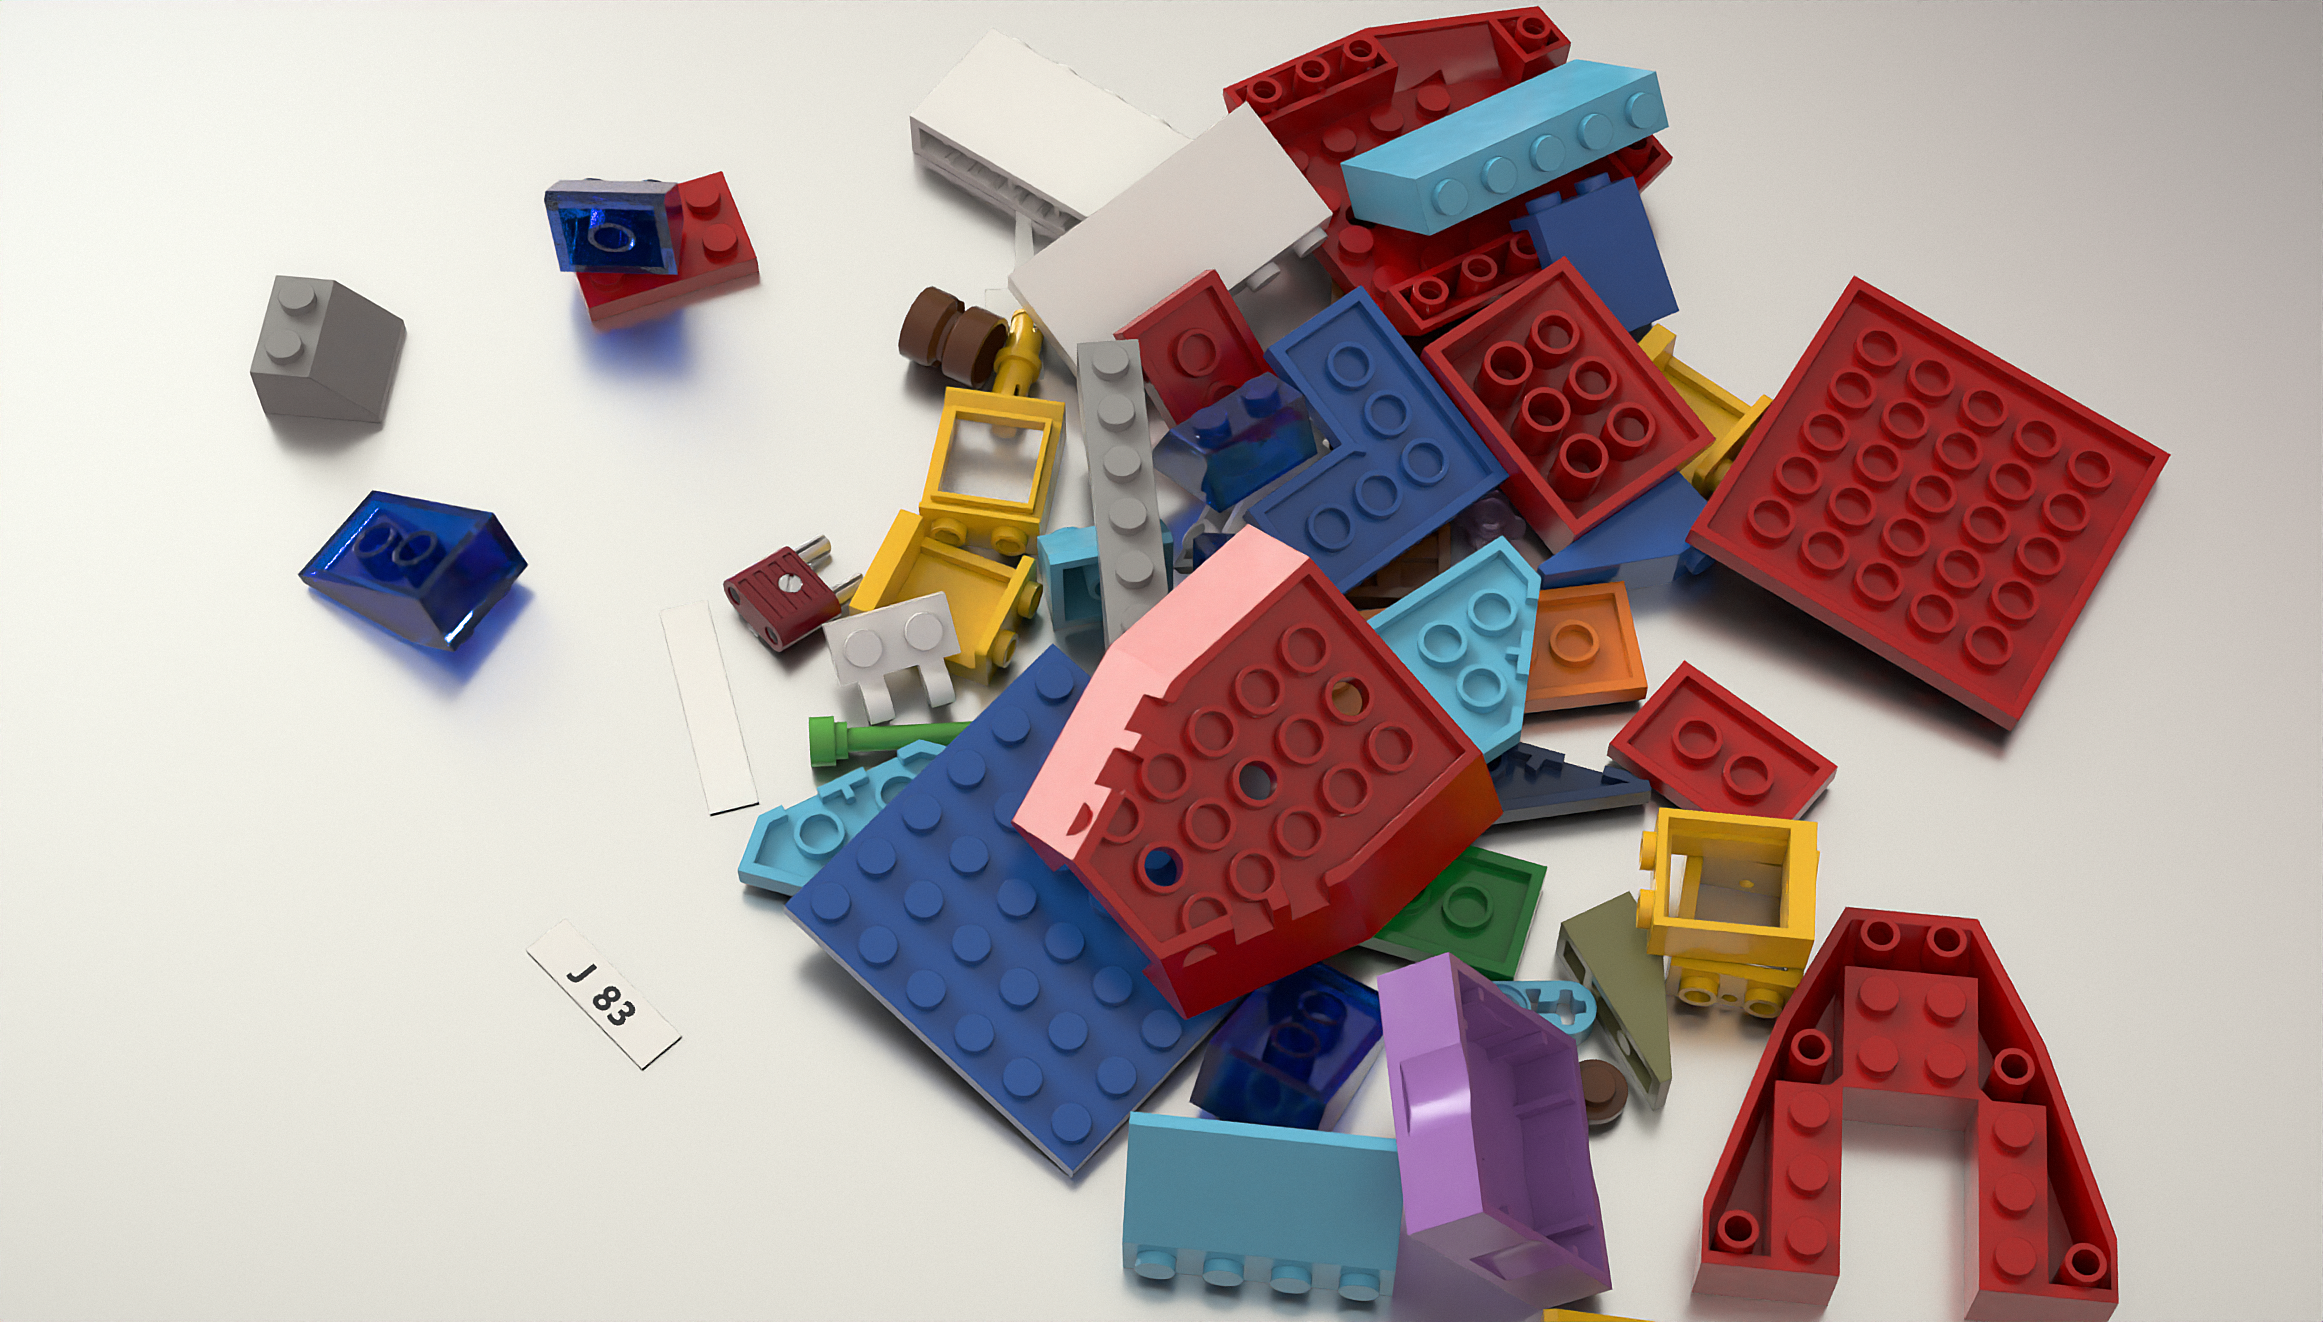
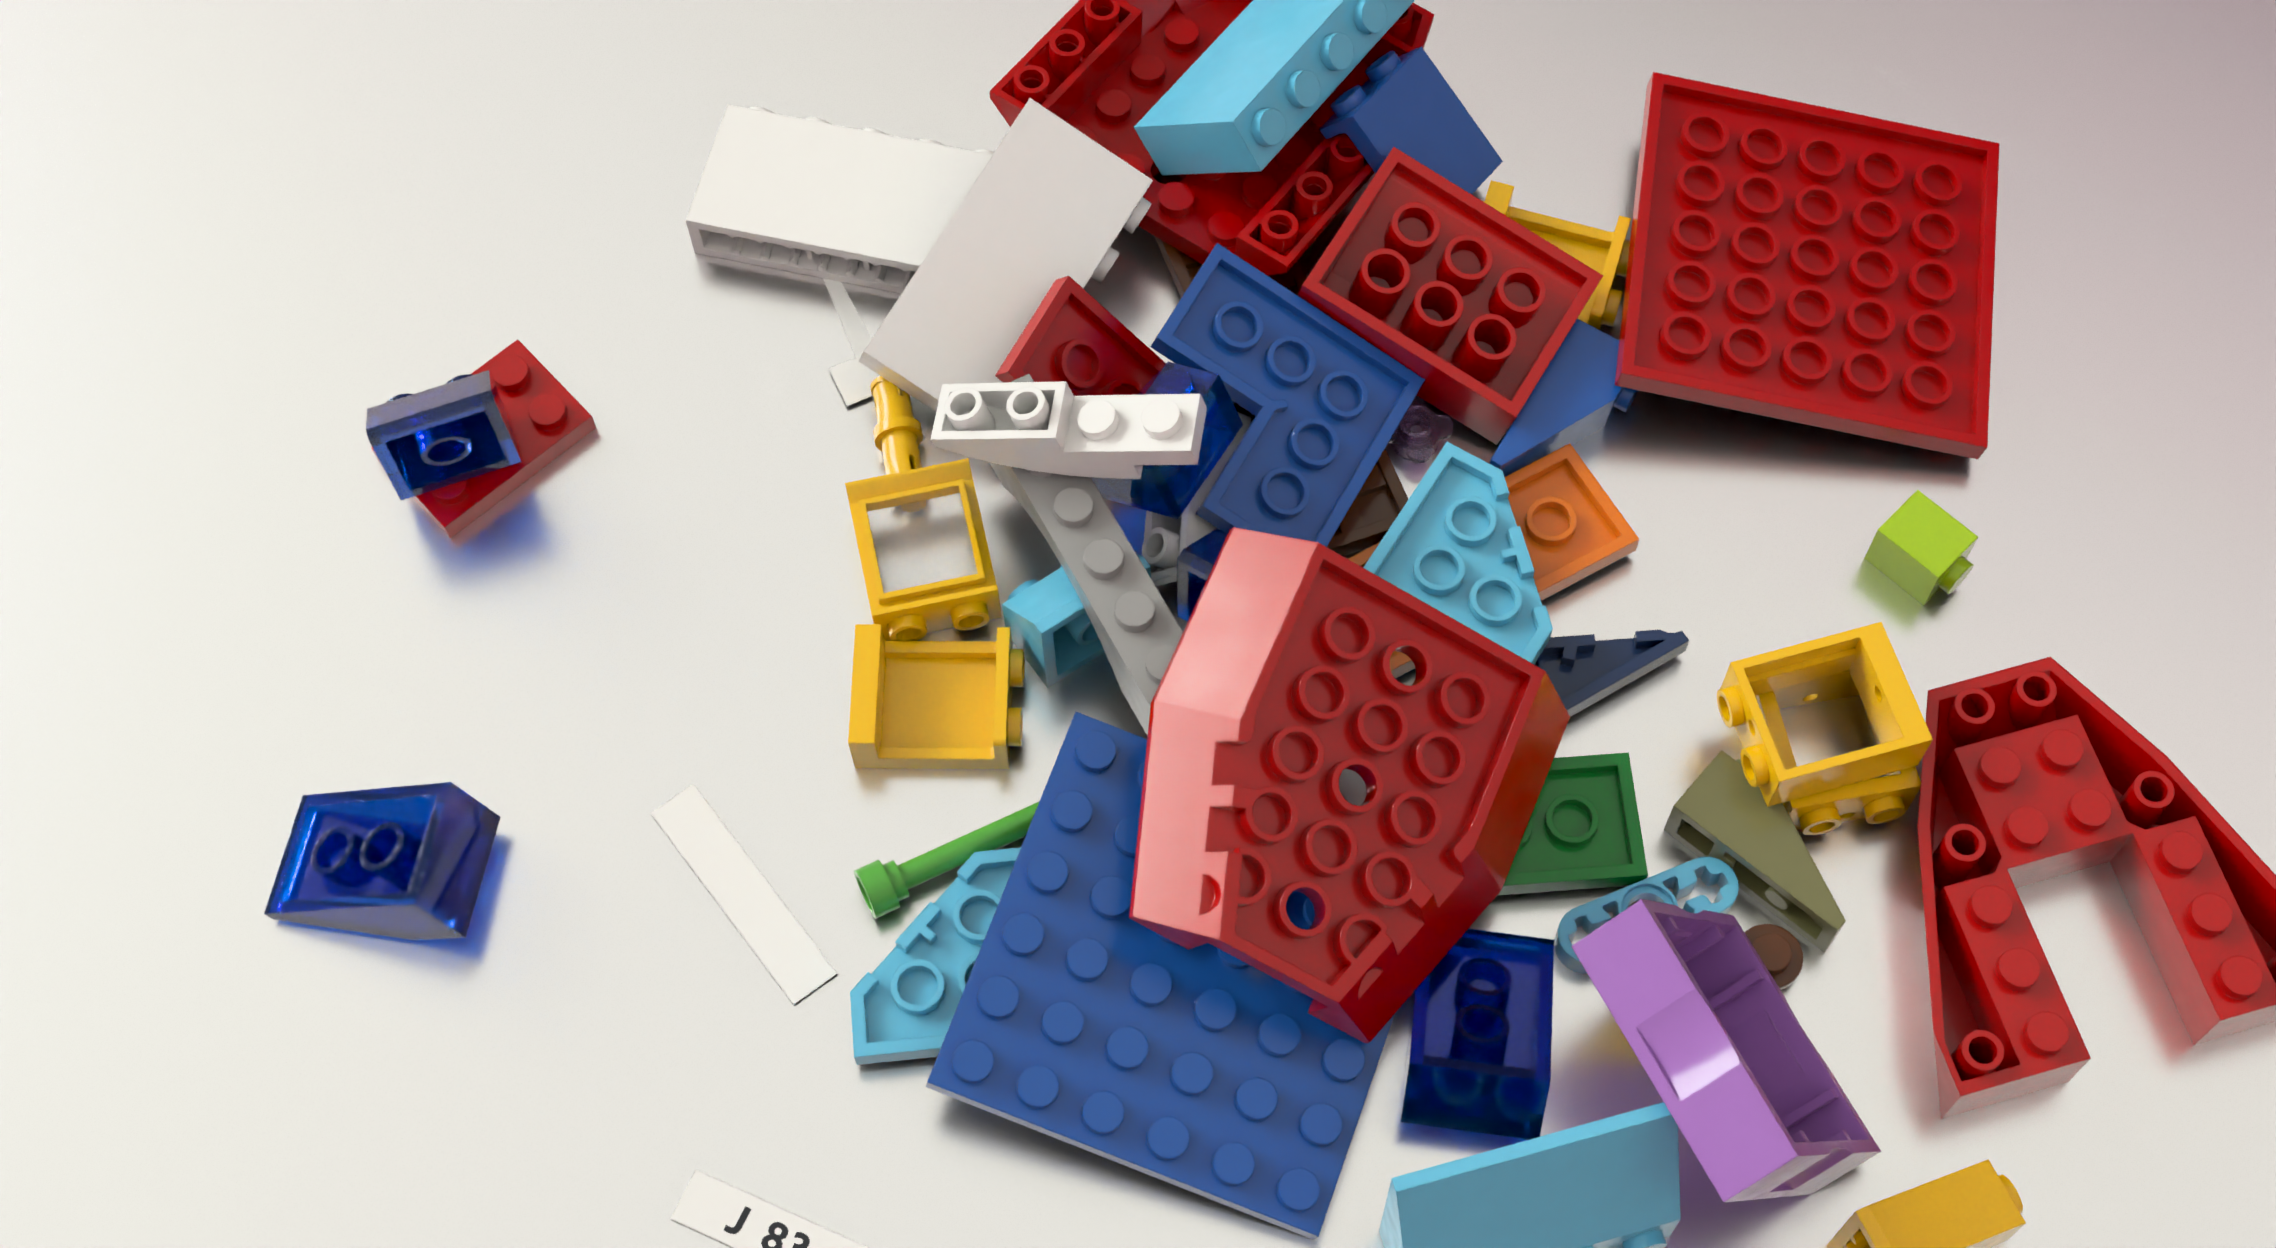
camera: 20 degrees left, 5 degrees up
(325, 352) = (192, 669): light grey slope -> none
(786, 597) = (775, 754): dark red piece -> none
(892, 640) = (903, 763): white plate -> none
(945, 334) = (818, 428): reddish brown wheel -> none
(1133, 393) = (1066, 434): none -> white slope
(1719, 752) = (1733, 582): red plate -> none
(1913, 789) = (1922, 549): none -> lime brick

